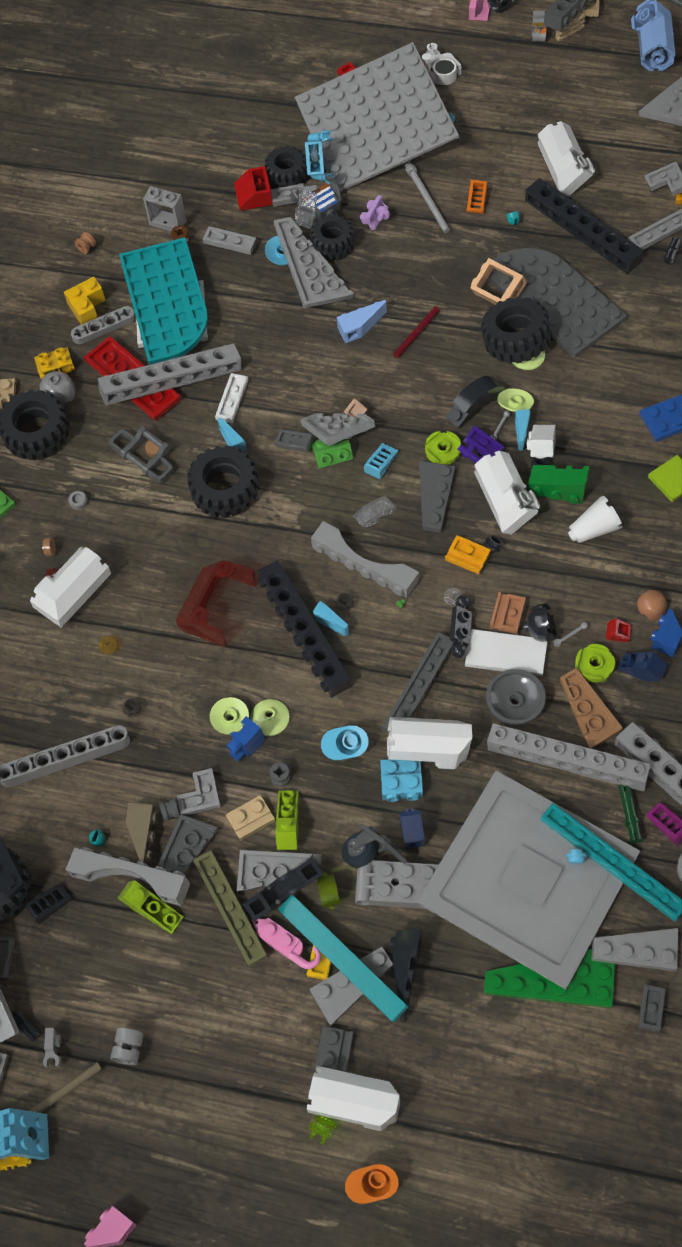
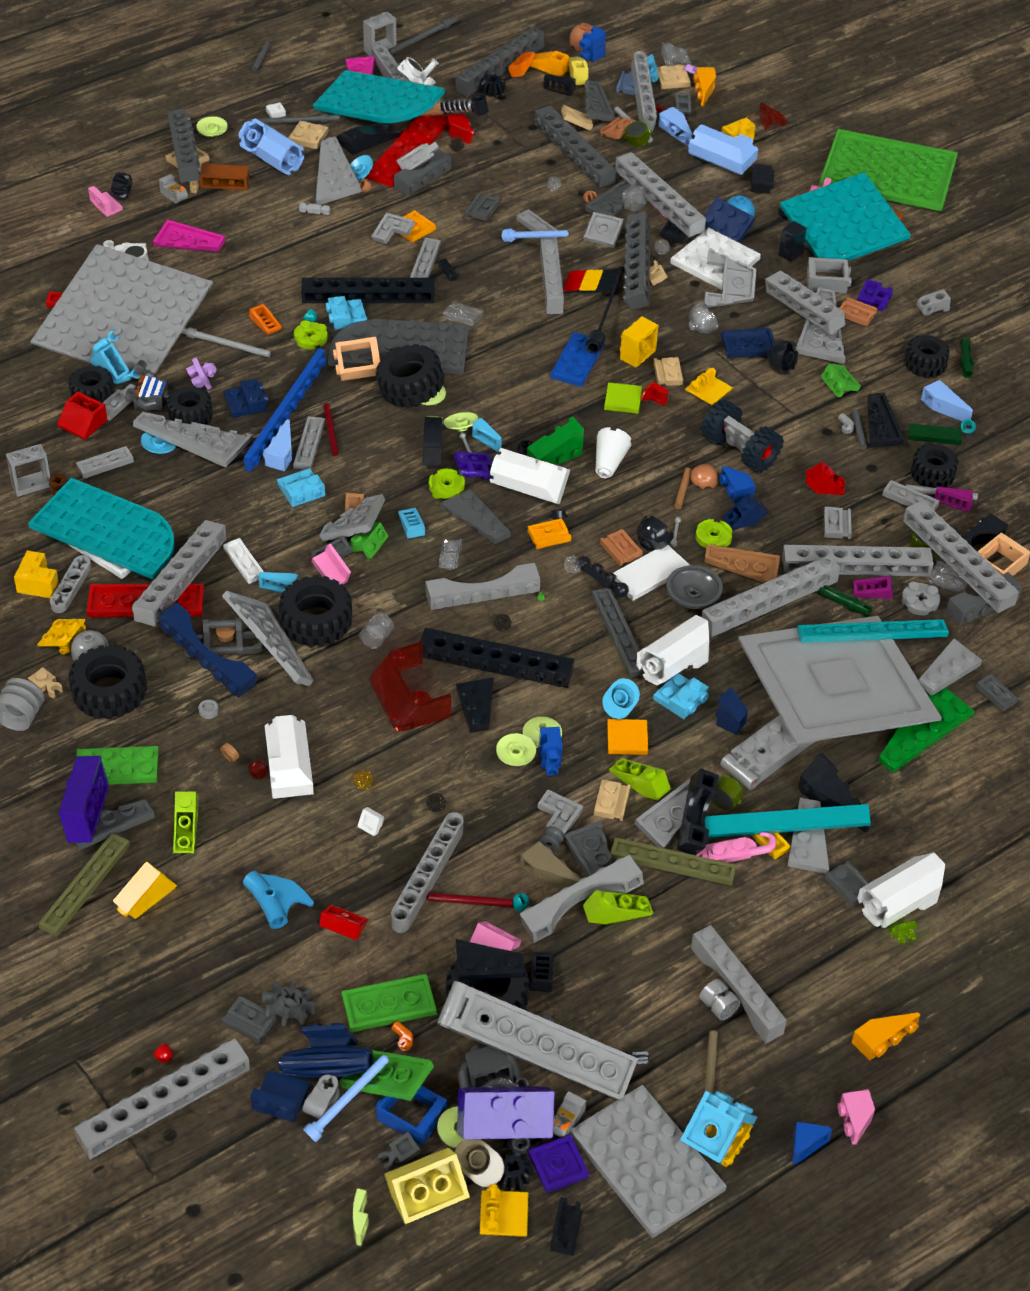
camera: 55 degrees left, 15 degrees down
(45, 850) = (495, 937): none -> bright pink panel
(52, 1041) = (666, 1049): light grey plate -> none
(54, 1210) = (808, 1139): none -> blue slope
(68, 803) = (465, 899): none -> dark red bar
(72, 683) = (370, 821): none -> white tile
(118, 420) = (233, 674): none -> dark blue arch
(145, 1070) = (761, 1011): none -> light grey arch
(173, 459) = (268, 630): none -> light grey wing
(198, 1188) = (880, 1033): none -> light orange slope
(247, 533) = (376, 630): none -> clear wheel
(251, 651) = (476, 703): none -> black wing
(275, 454) = (331, 565): none -> bright pink panel
(280, 779) = (598, 756): dark grey wheel -> none
(306, 210) = (150, 399): clear slope -> none
(321, 777) = (627, 737): none -> light orange tile
(328, 618) = (506, 636): medium azure slope -> none
(337, 367) = (301, 487): none -> medium azure plate
(363, 846) = (714, 750): plate -> none
(371, 1183) = (977, 925): orange piece -> none
(384, 258) = (246, 398): none -> dark blue plate
(387, 332) = (309, 443): none -> light grey tile
(403, 288) = (285, 409): none -> blue plate
(495, 227) = (317, 331): none -> lime plate
(502, 80) = (187, 237): none -> dark pink wing
(542, 441) = (515, 429): white brick -> none
(544, 233) = (344, 312): none -> medium azure plate
(564, 158) = (303, 255): white brick -> none
(576, 856) = (852, 642): medium azure plate -> none
(591, 40) = (224, 176): none -> dark orange brick
(618, 630) = (702, 507): red slope -> none
(622, 601) = (683, 487): none -> medium nougat bar
(630, 118) = (314, 208): none -> light grey axle
(634, 302) = (462, 314): none -> clear plate

